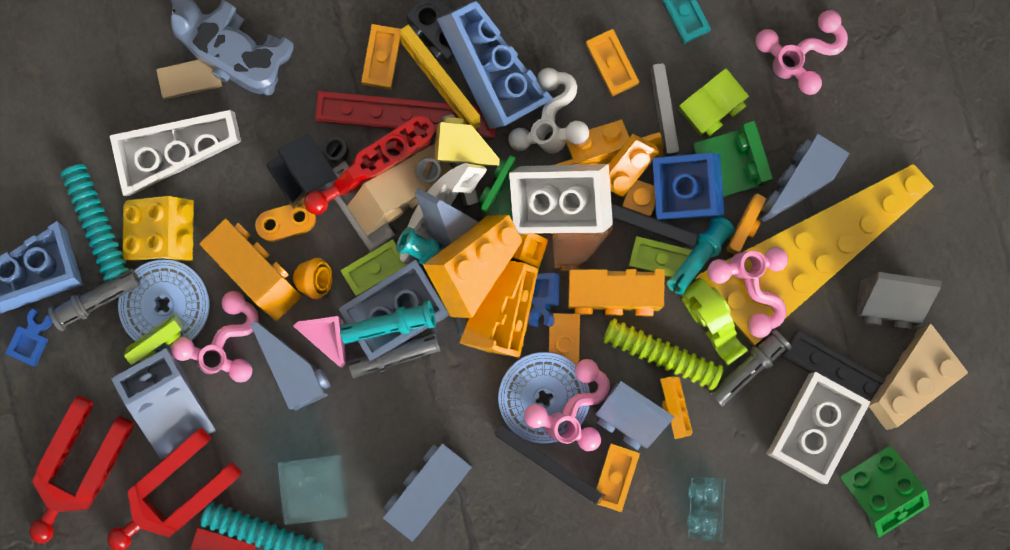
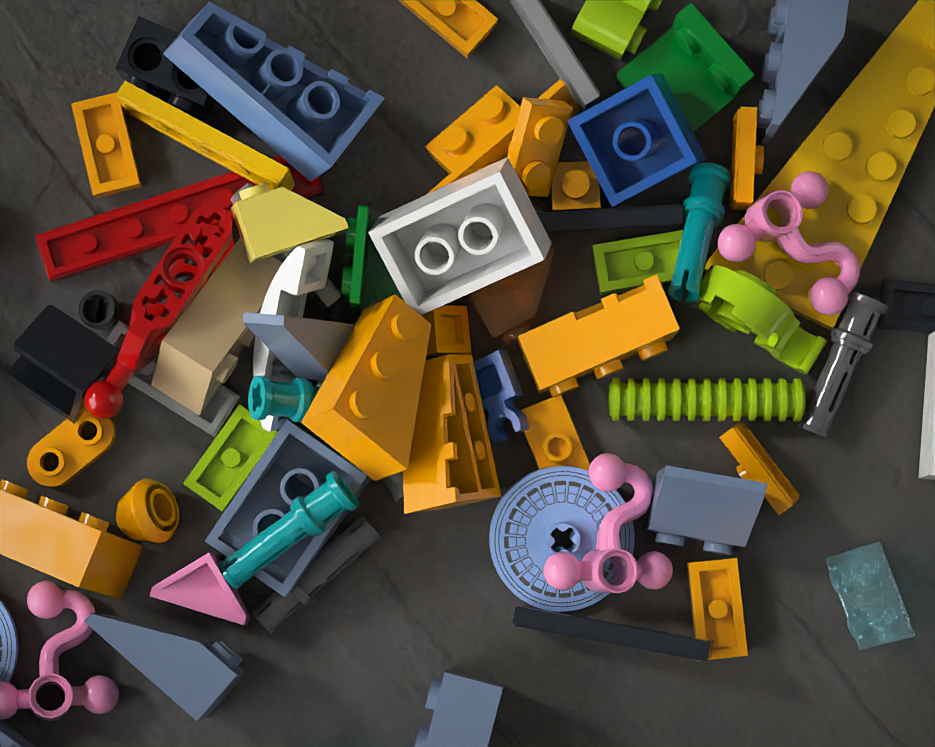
camera: 20 degrees left, 0 degrees up
(434, 172) = (258, 280): dark grey hinge -> none
(576, 132) = (438, 131): white piece -> none

